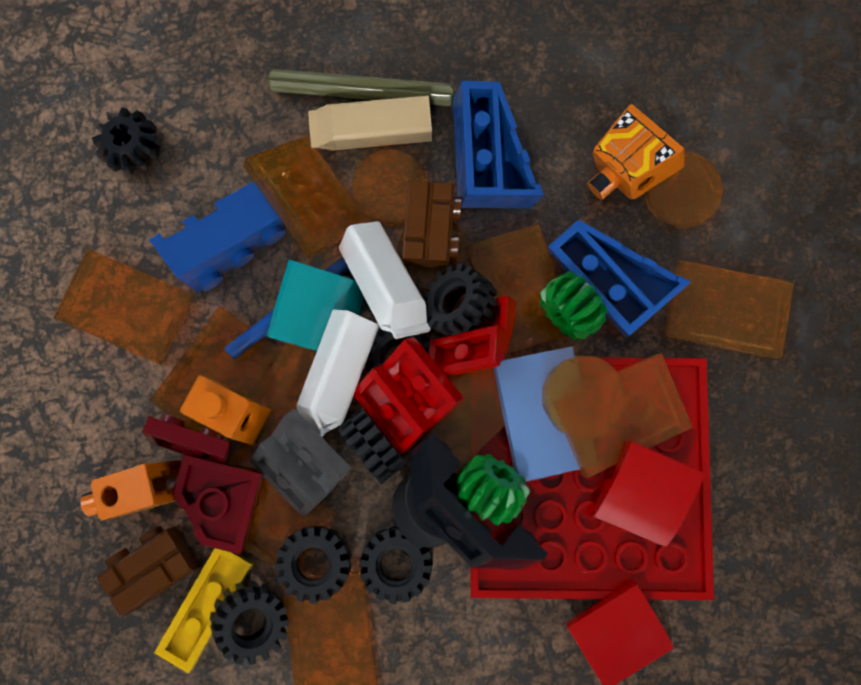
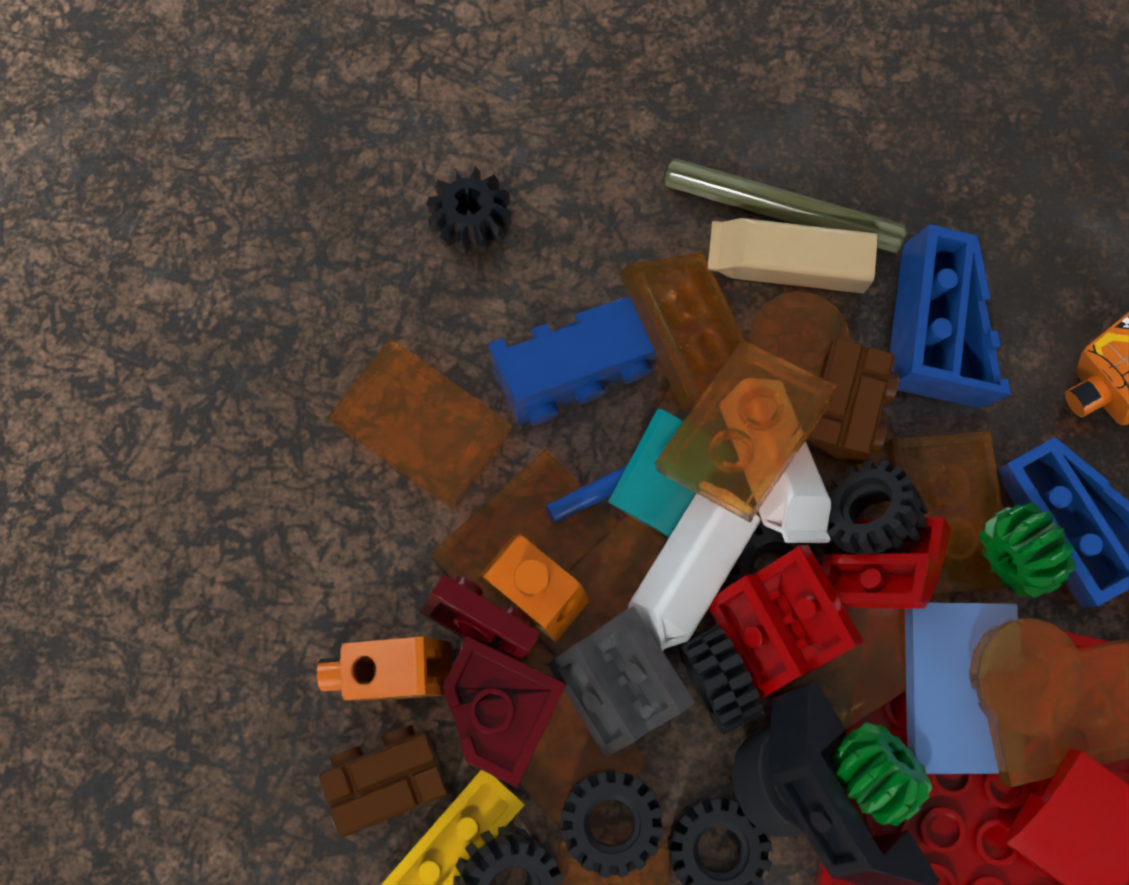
camera: 10 degrees right, 5 degrees down
(352, 262) = (746, 429): none -> clear orange tile

